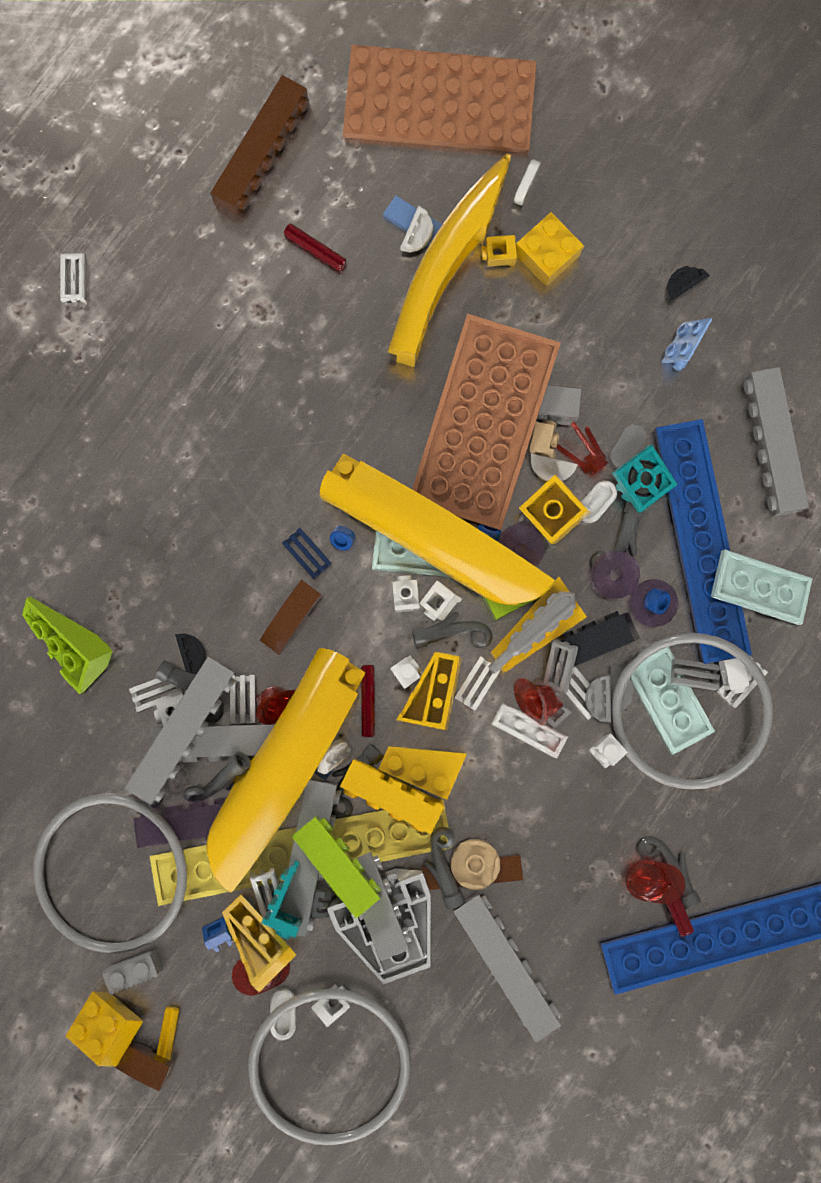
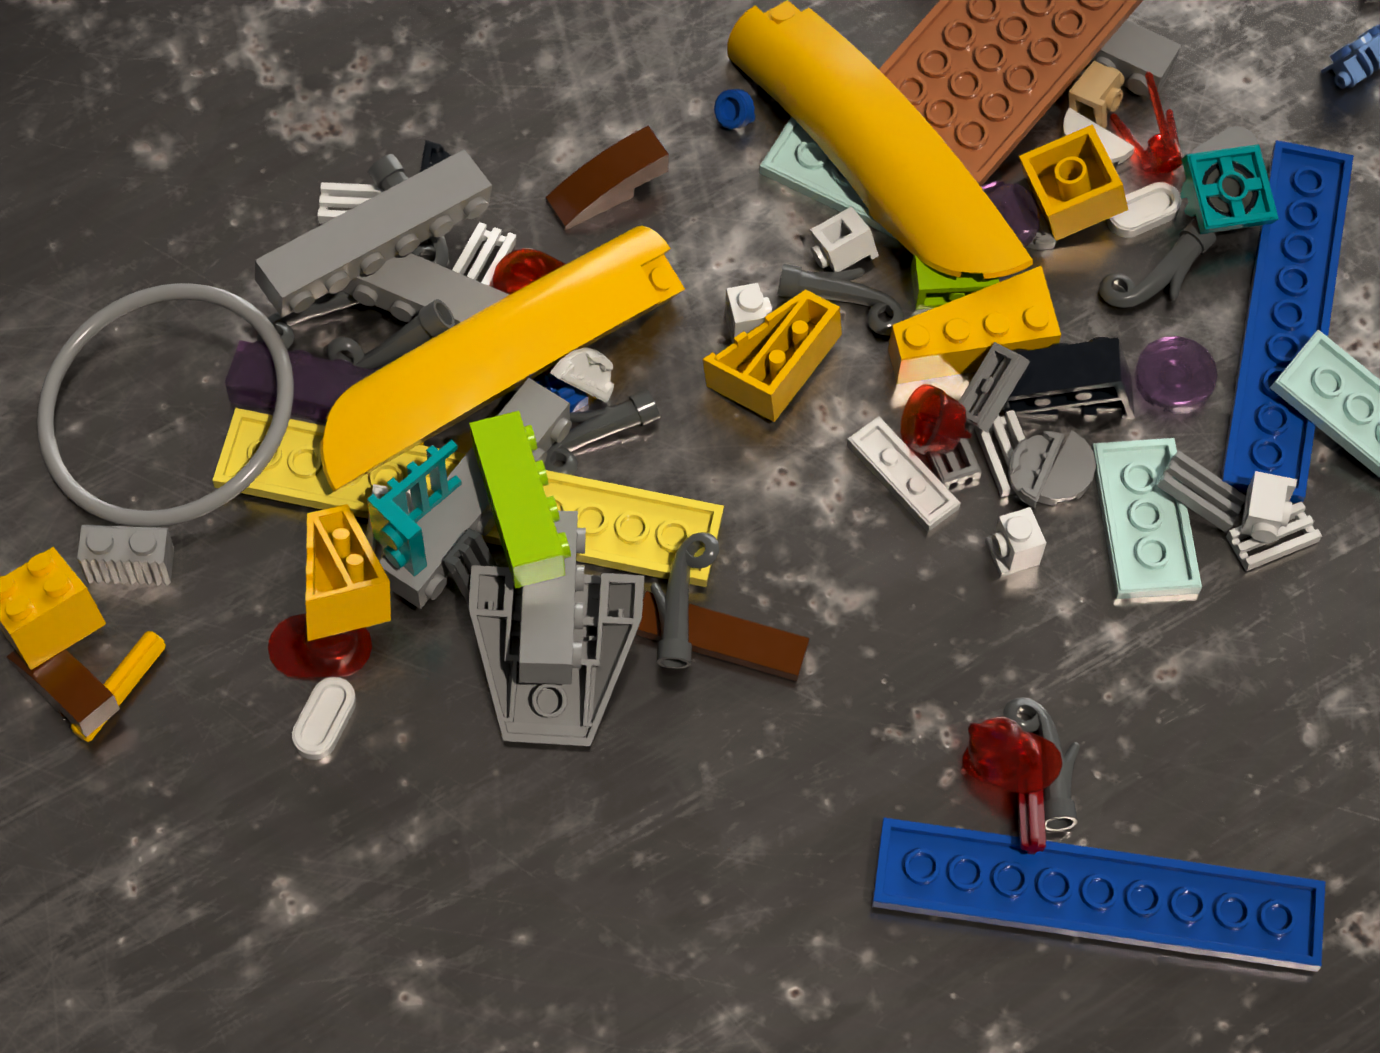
camera: 25 degrees right, 20 degrees down
(76, 649) = (269, 98): lime wedge -> none
(216, 934) = (280, 556): blue tile -> none
(293, 538) = (663, 87): dark blue tile -> none
(327, 1012) = (407, 714): white brick -> none
(339, 1138) = (426, 925): light grey piece -> none
(368, 702) = (670, 337): dark red axle -> none
(392, 795) = (650, 458): yellow wedge -> none
(409, 603) = (794, 217): white brick -> none
(424, 768) = (714, 452): yellow wedge -> none
(466, 701) = (876, 360): white tile -> none
(475, 864) = (731, 618): tan tile -> none
(507, 967) = (715, 790): light grey brick -> none
(547, 618) = (994, 306): light grey sword -> none
(625, 583) = (1144, 288): clear purple tile -> none
(657, 601) = (1183, 362): blue tile -> none
(720, 643) = (1201, 647): light grey piece -> none

